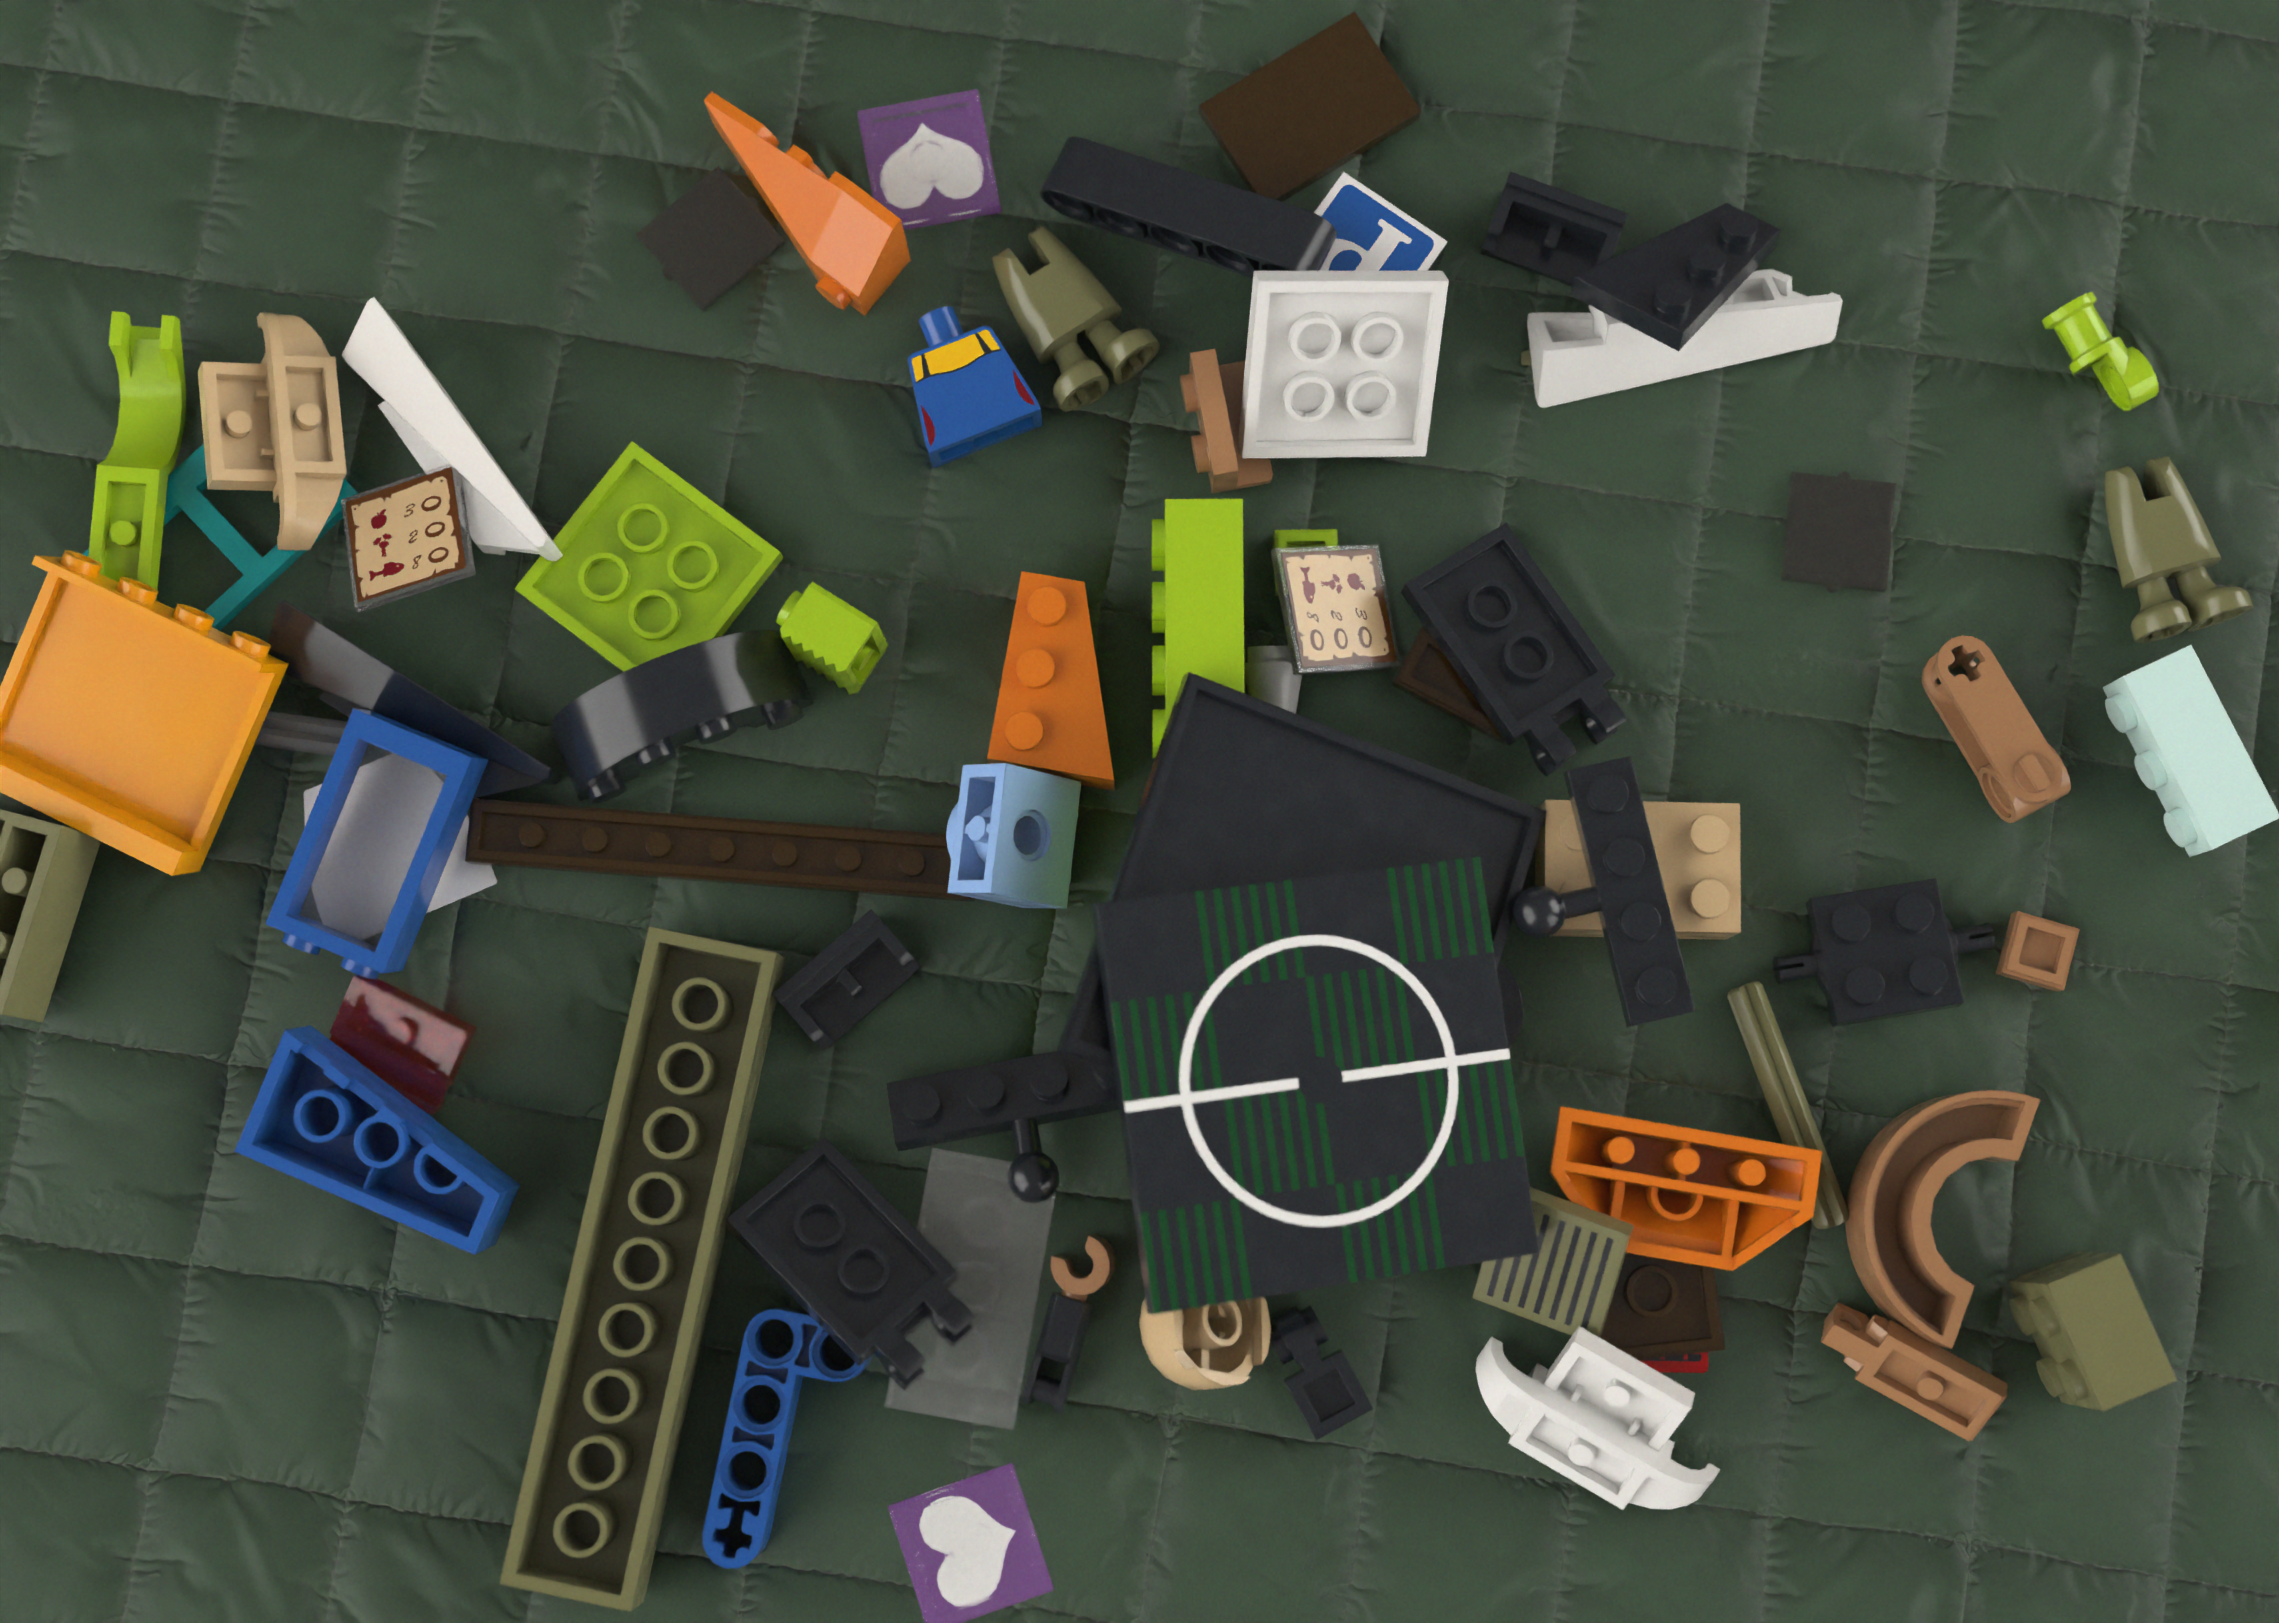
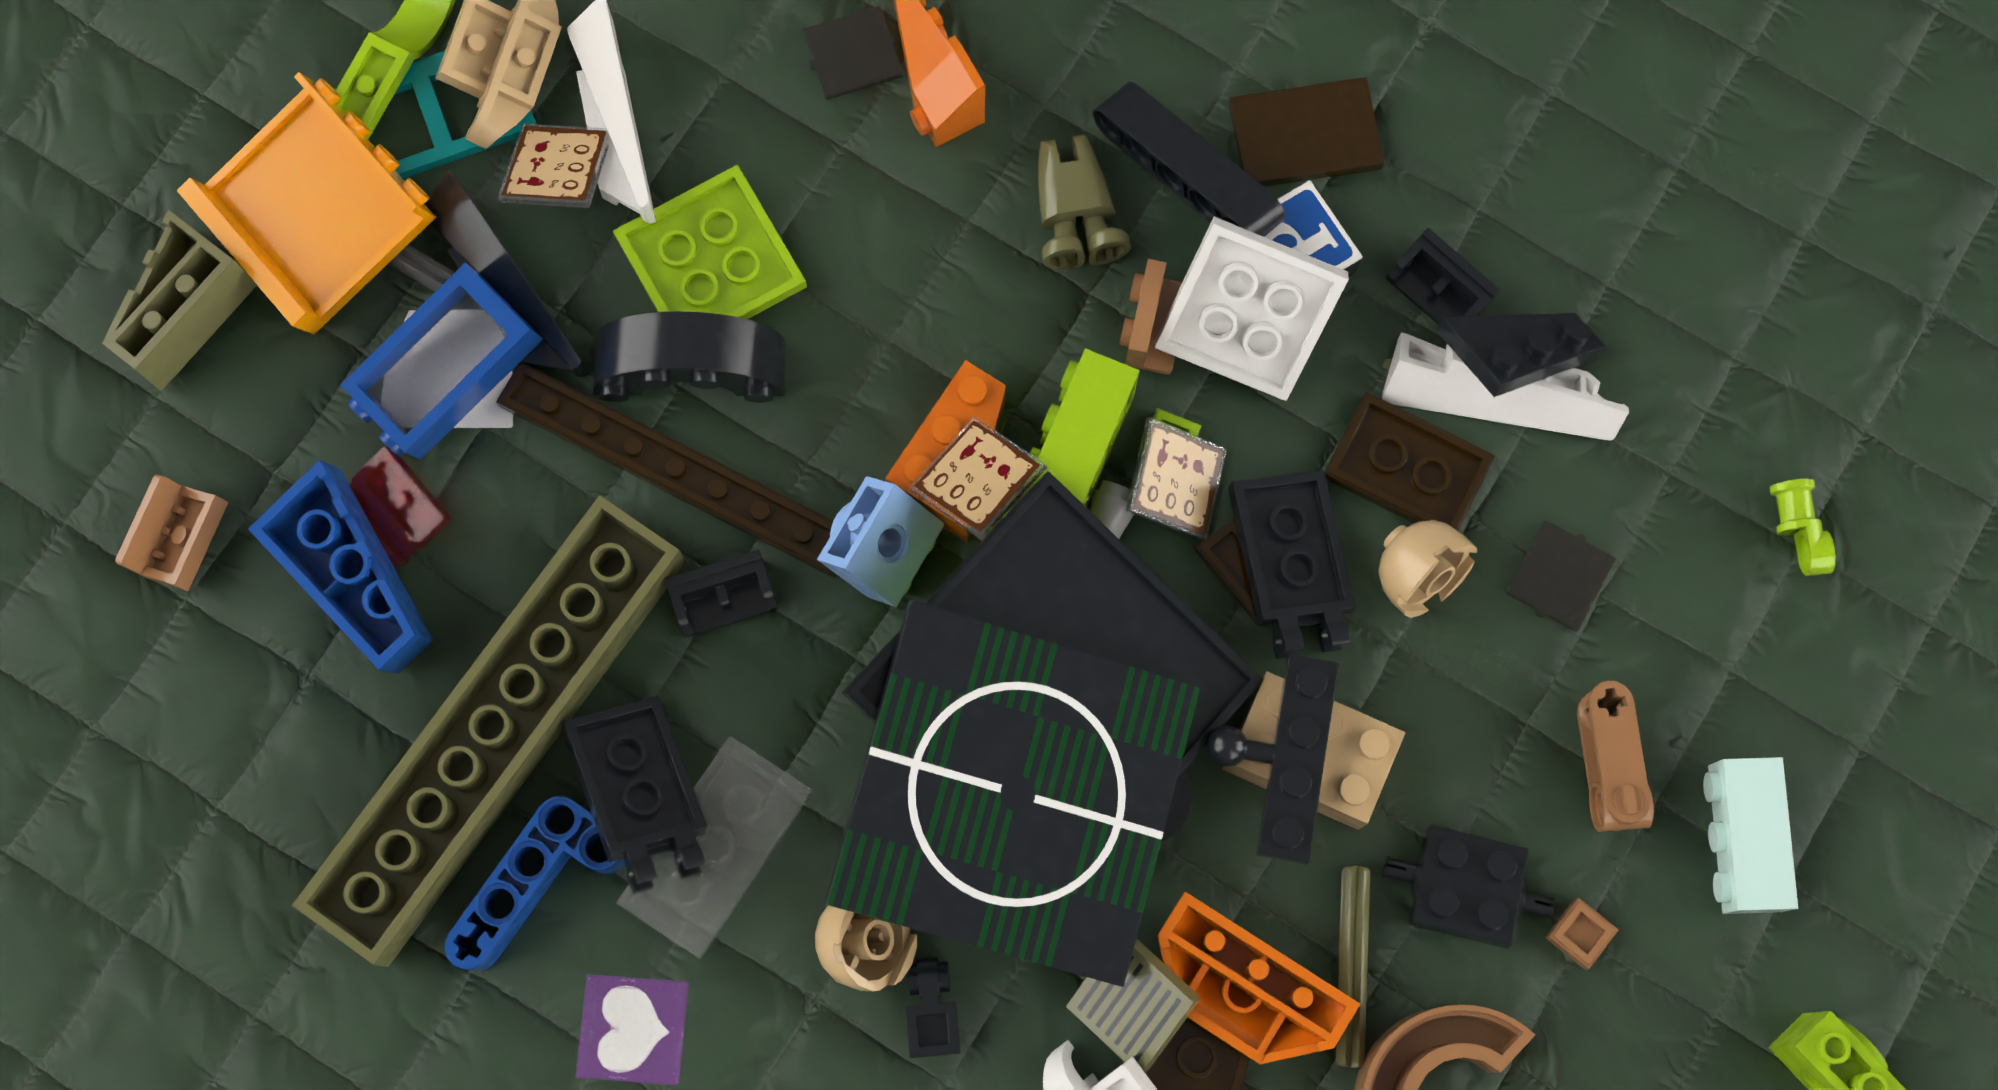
camera: 20 degrees right, 5 degrees down
(138, 1192) = (171, 533): none -> medium nougat bracket
(831, 636) = (814, 351): lime brick -> none
(930, 159) = (1027, 60): clear tile -> none
(967, 389) = (983, 224): blue torso -> none
(999, 1099) = (790, 721): black plate -> none
(1067, 1322) = (770, 899): black piece -> none
(1103, 713) = (978, 478): none -> piece
(1604, 474) = (1407, 464): none -> dark brown tile
(1673, 587) = (1423, 562): none -> tan cylinder
(2161, 542) = (1795, 677): olive piece -> none

